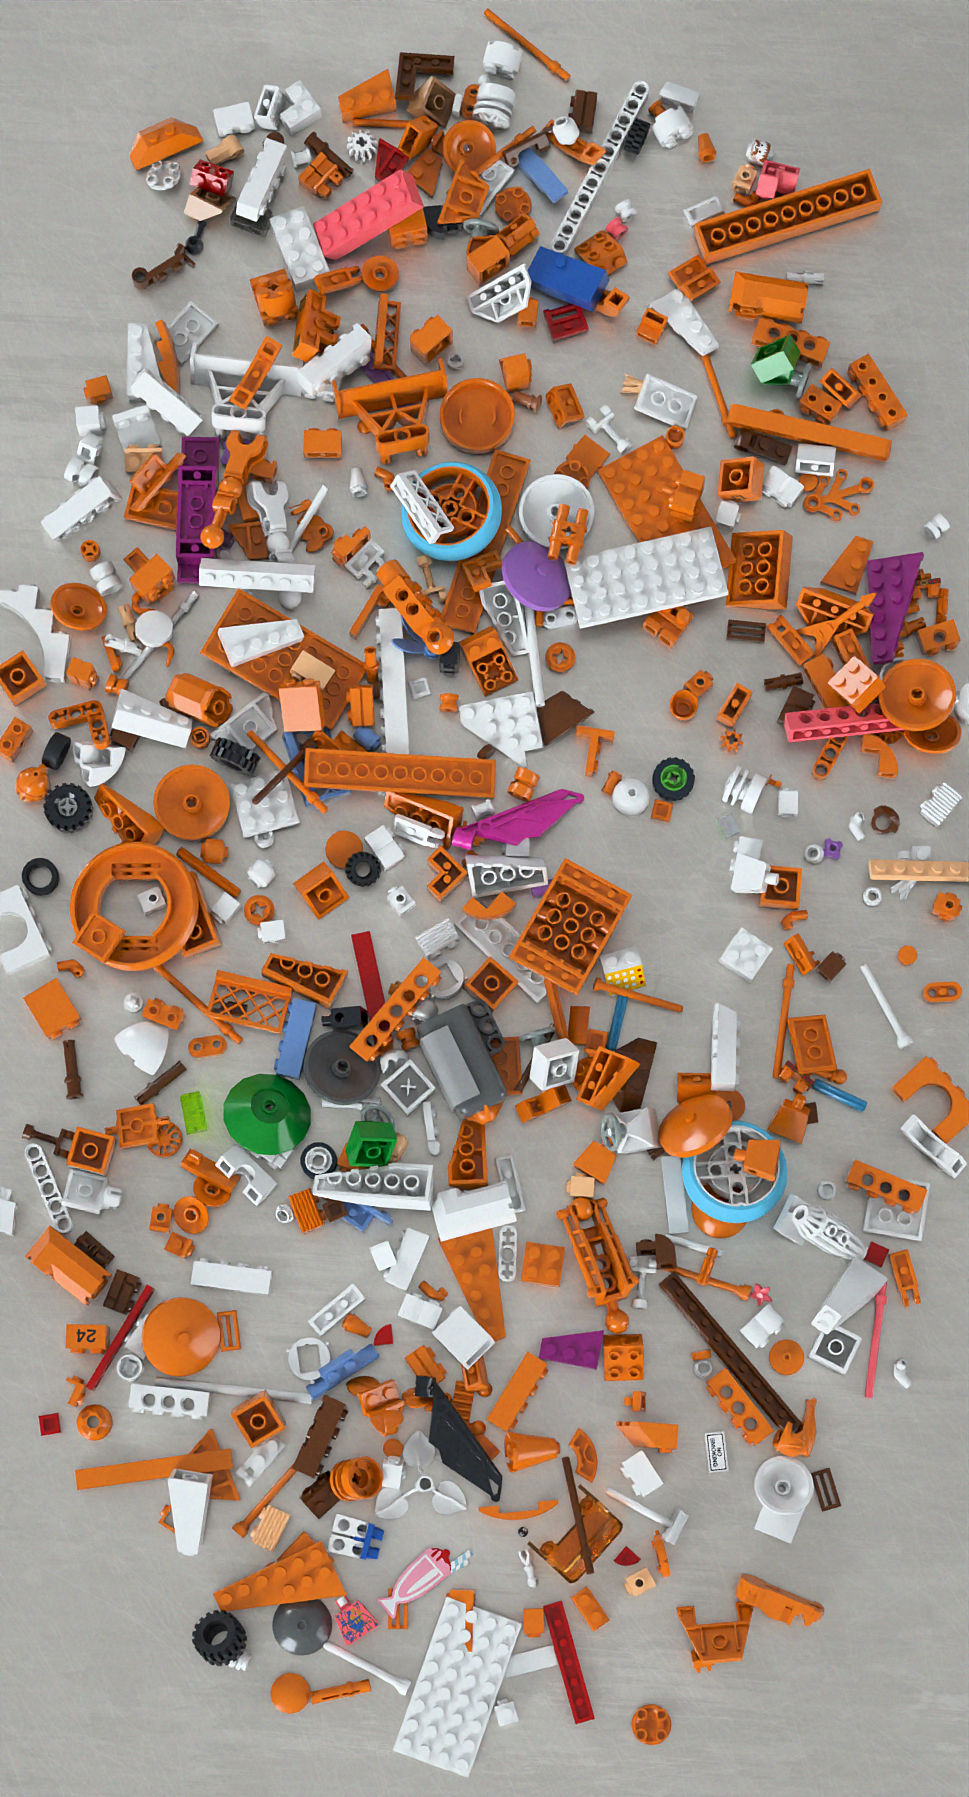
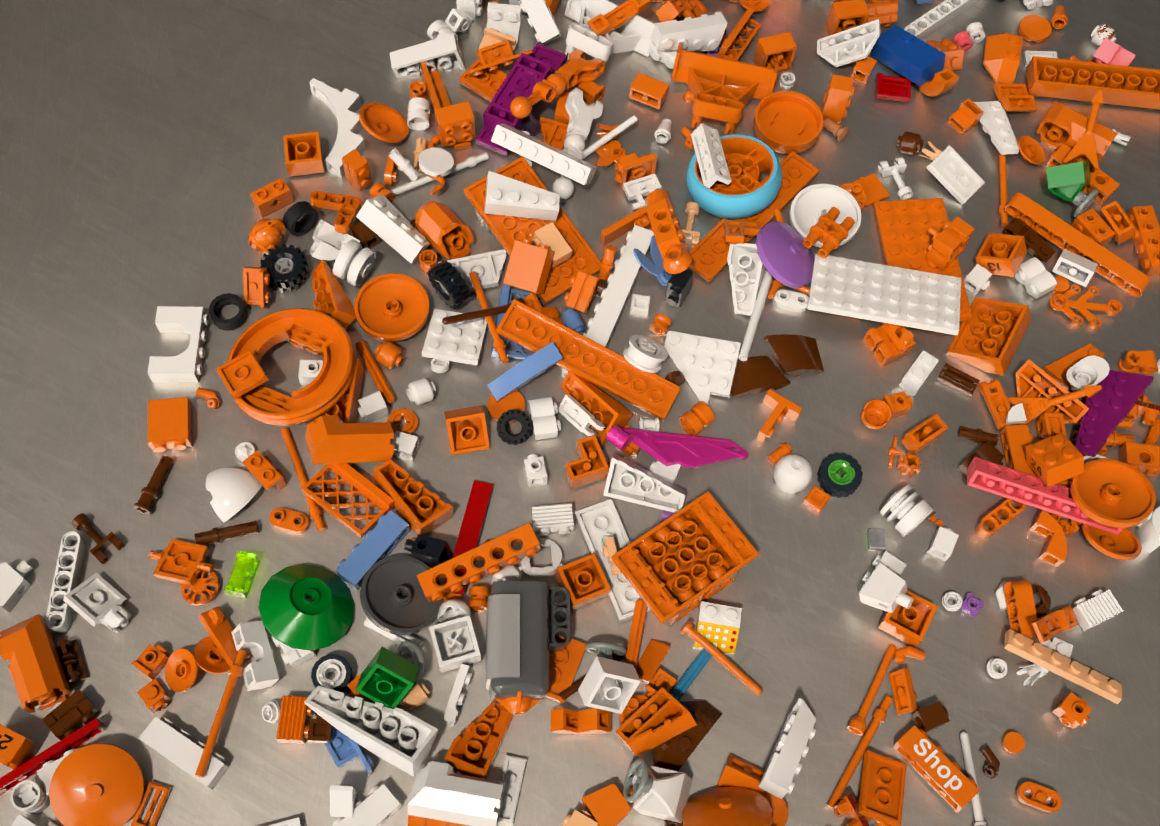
camera: 20 degrees right, 15 degrees down
(54, 841) = (256, 286): none -> orange bracket
(91, 1151) = (124, 565): orange brick -> none
(112, 545) = (435, 87): none -> orange fence
(135, 775) = (354, 263): none -> white wheel
(228, 955) = (344, 442): none -> orange brick
(238, 1195) = (235, 672): none -> orange bar
(348, 812) = (524, 372): none -> medium blue slope
(449, 742) = (645, 353): none -> white wheel
(488, 660) = (711, 306): orange slope -> none
(498, 908) = (621, 515): orange brick -> none
(502, 947) = (609, 550): none -> light nougat plate
(555, 650) = (775, 324): orange gear -> none
(564, 404) = (866, 143): orange bracket -> none
(587, 675) = (795, 354): none -> reddish brown slope
(607, 384) = (910, 143): none -> reddish brown head
(663, 227) = (1002, 57): none -> orange wedge
(677, 434) = (953, 203): orange wheel -> none
(685, 173) = (1034, 28): none -> orange tile
(707, 643) = (918, 373): none -> white brick
(712, 732) = (893, 451): none -> orange piece
(731, 337) = (1031, 150): none -> orange dish
(742, 184) = (1087, 46): light nougat brick -> none
(745, 955) = (847, 667): white brick -> none
(773, 998) = (857, 724): none -> orange piece
(781, 319) = (1086, 144): none -> orange piece
(810, 647) = (1016, 415): none -> white tile
(849, 1007) = (936, 768): none -> orange brick
(861, 576) = (1087, 371): none -> white piece
(875, 835) = (1020, 607): none -> orange beam
(895, 981) = (992, 763): none -> reddish brown arm
(905, 837) = (1054, 623): none -> orange slope
(910, 534) = (1139, 362): none -> orange piece

